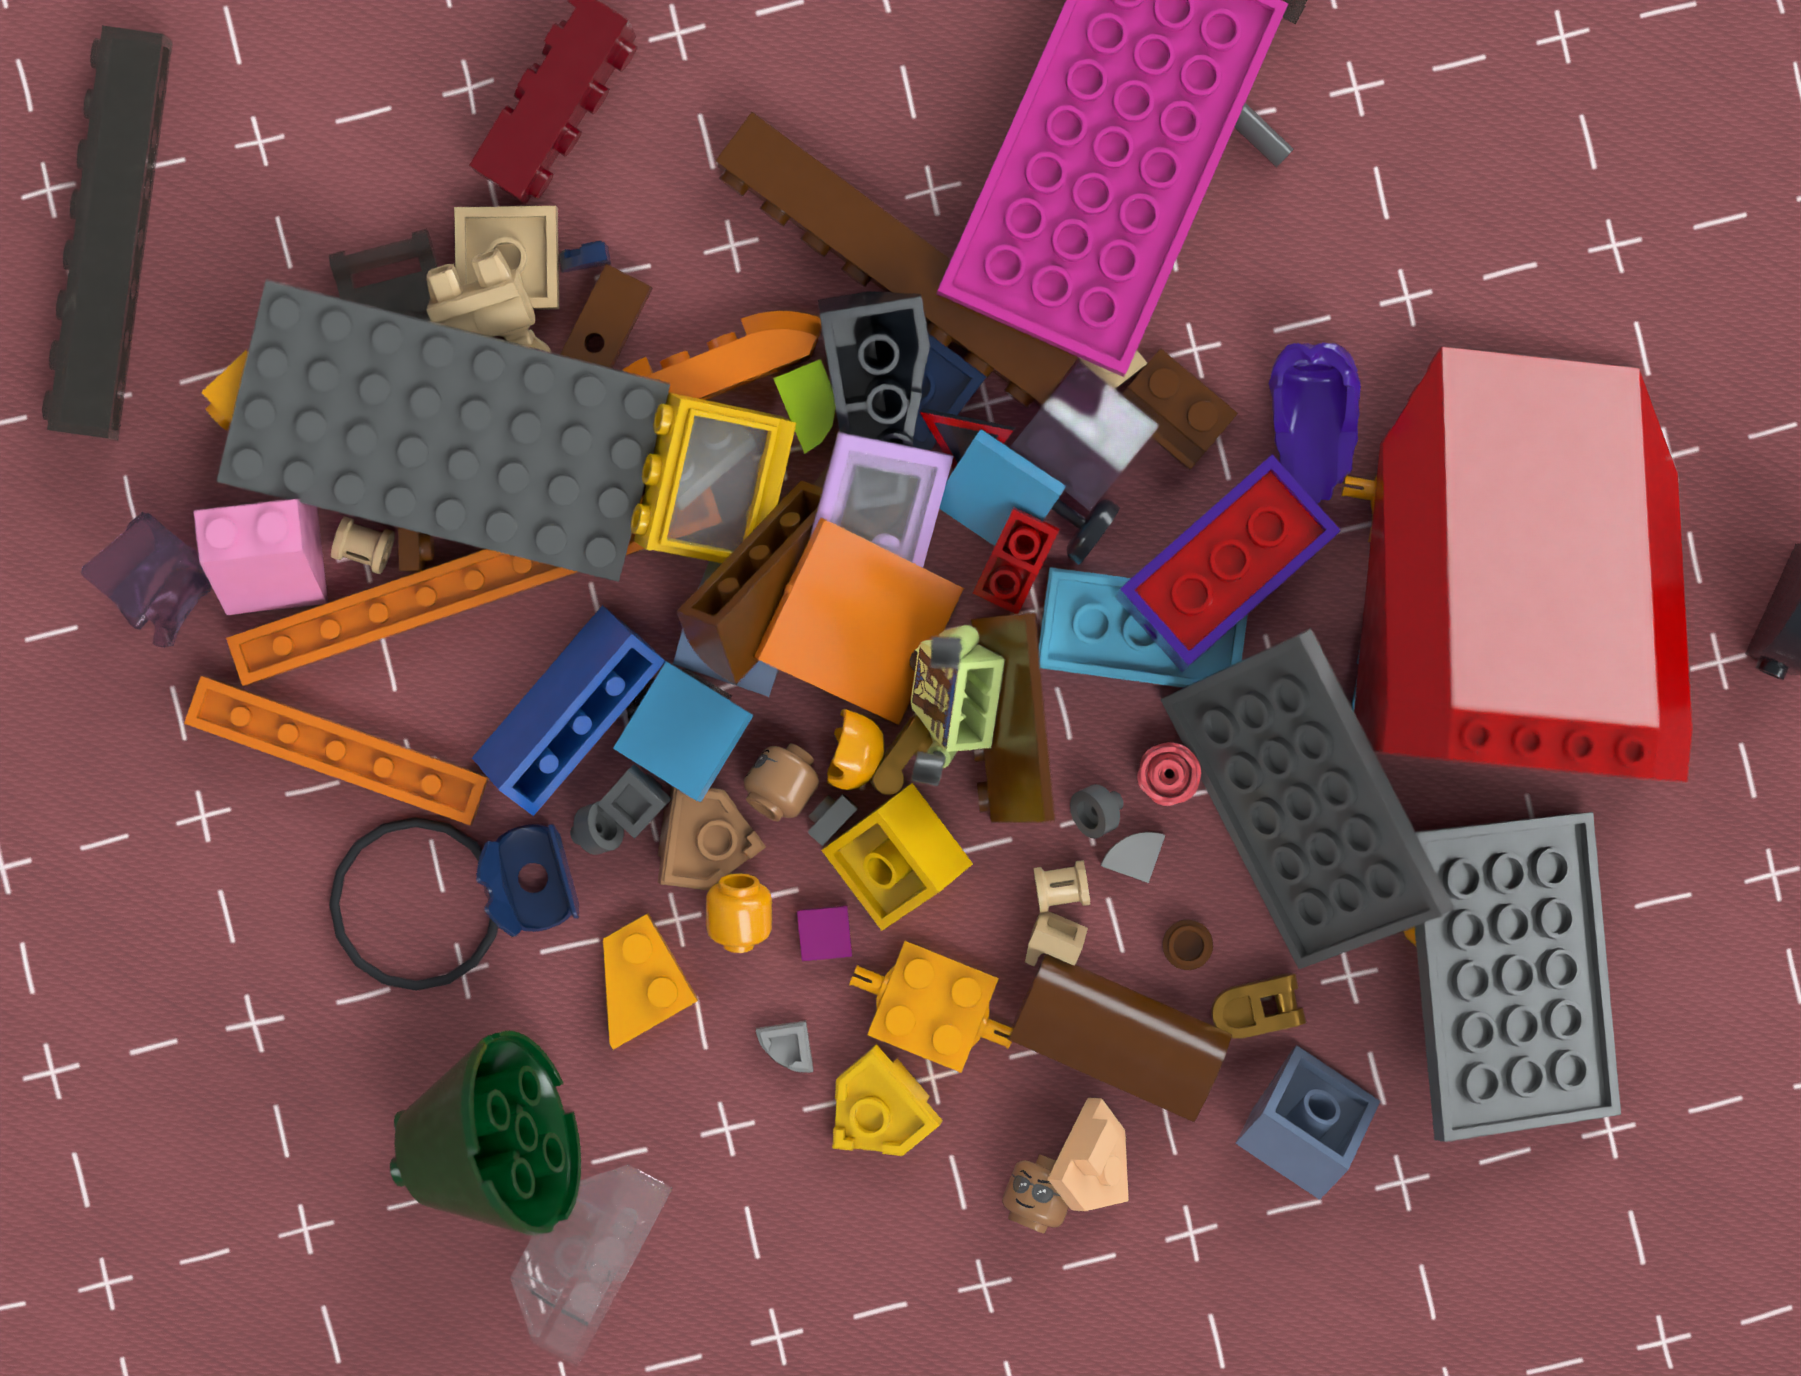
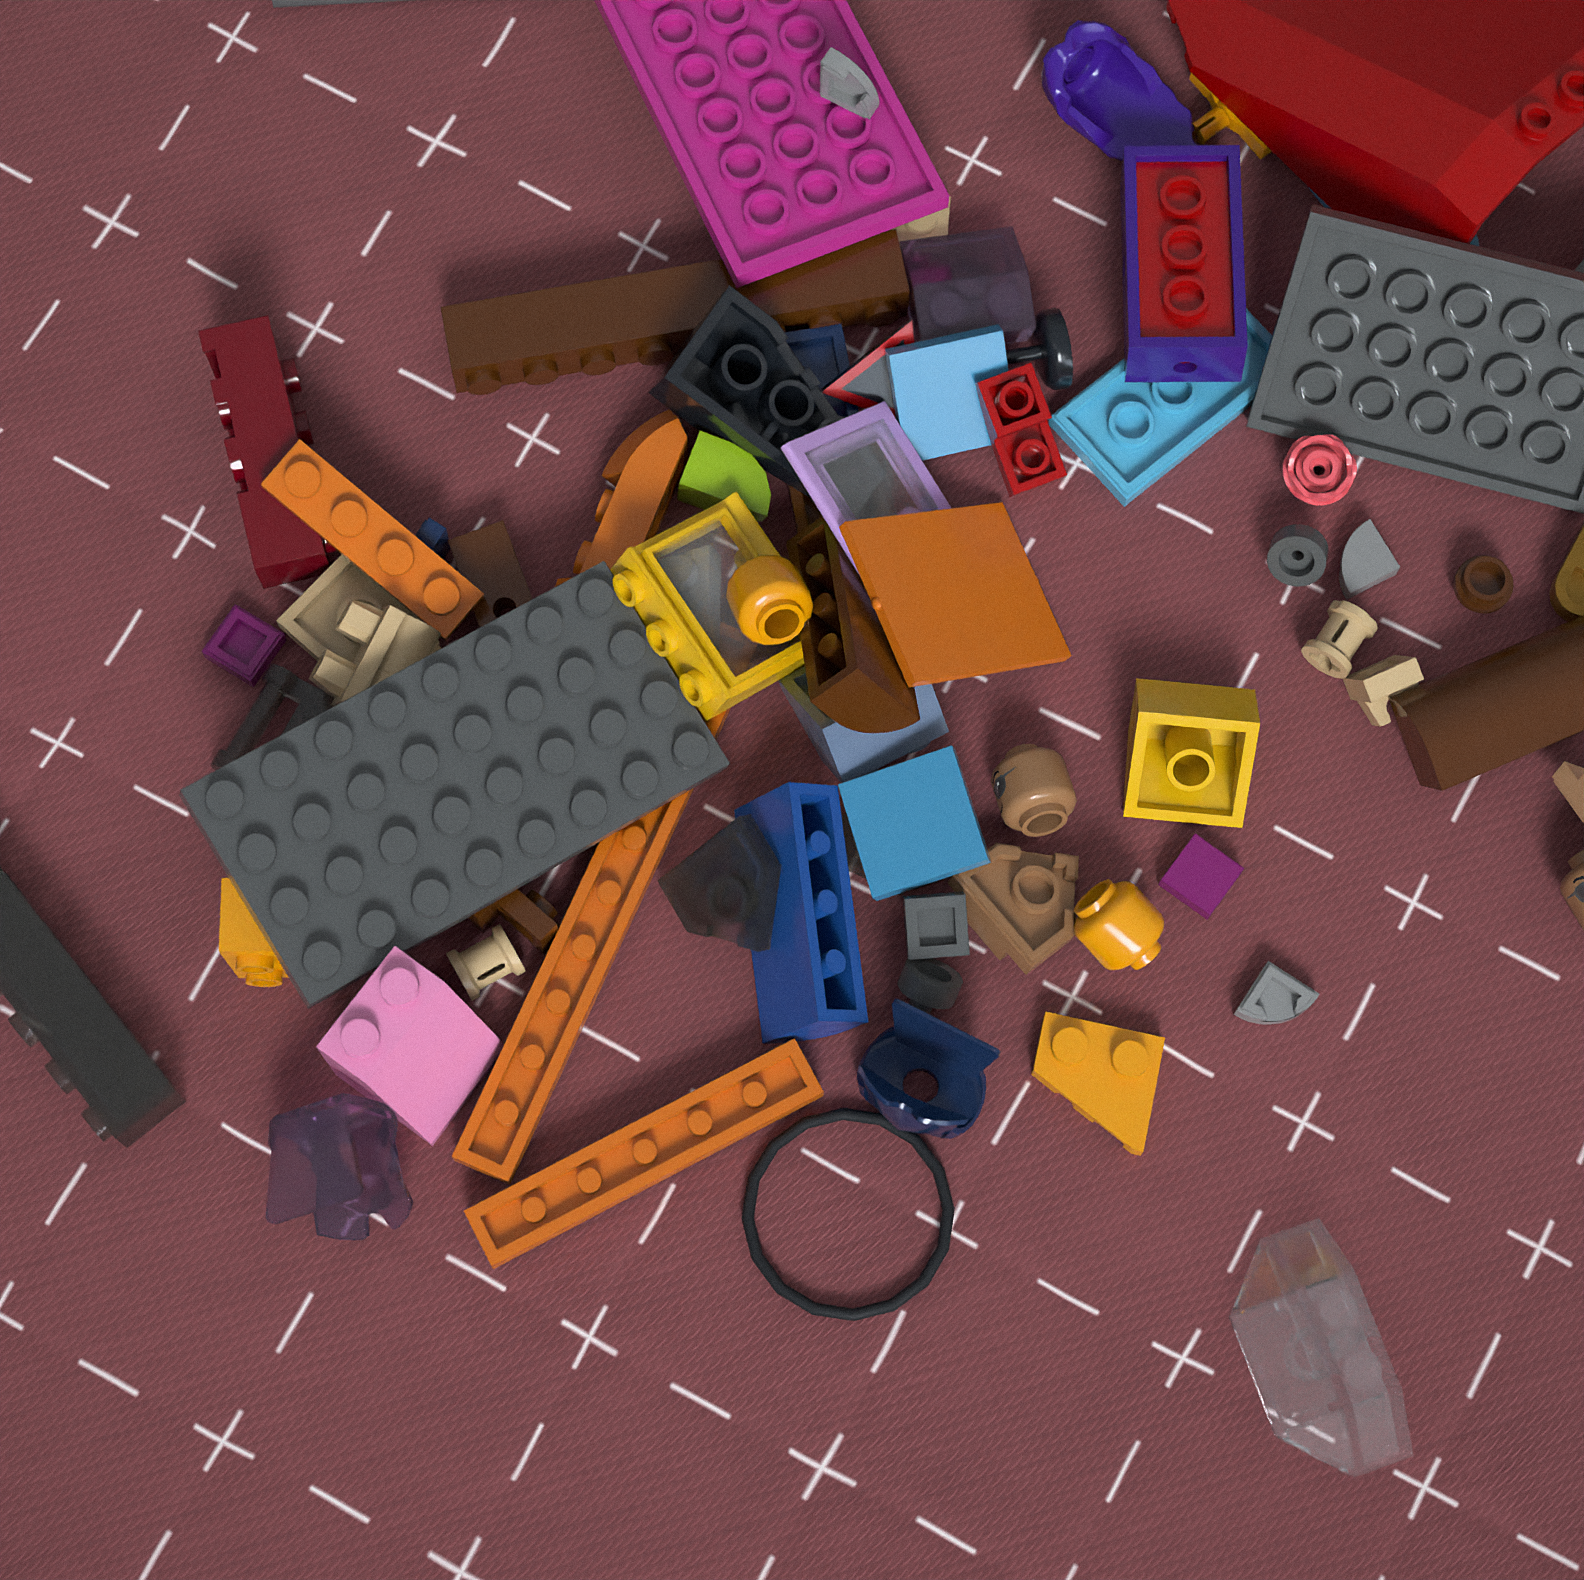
camera: 50 degrees left, 15 degrees down
(425, 198) = (244, 645): none -> magenta tile
(493, 1139) = (1132, 1331): dark green cone -> none
(541, 652) = (728, 886): none -> clear smoke plate
(553, 223) = (372, 539): none -> orange plate
(733, 516) = (769, 599): none -> light orange head
(830, 817) = (1104, 776): dark grey plate -> none
(857, 753) = (1065, 701): light orange hair -> none
(881, 1107) = (1405, 963): yellow plate -> none
(911, 739) = (1096, 652): pearl gold plate -> none
(932, 1006) = (1350, 841): light orange plate -> none
(954, 697) = (1093, 562): yellowish green torso -> none
(1018, 759) = (1160, 532): reddish brown slope -> none
(1139, 239) = (847, 84): none -> light grey tile
(1183, 407) = (1018, 197): reddish brown plate -> none

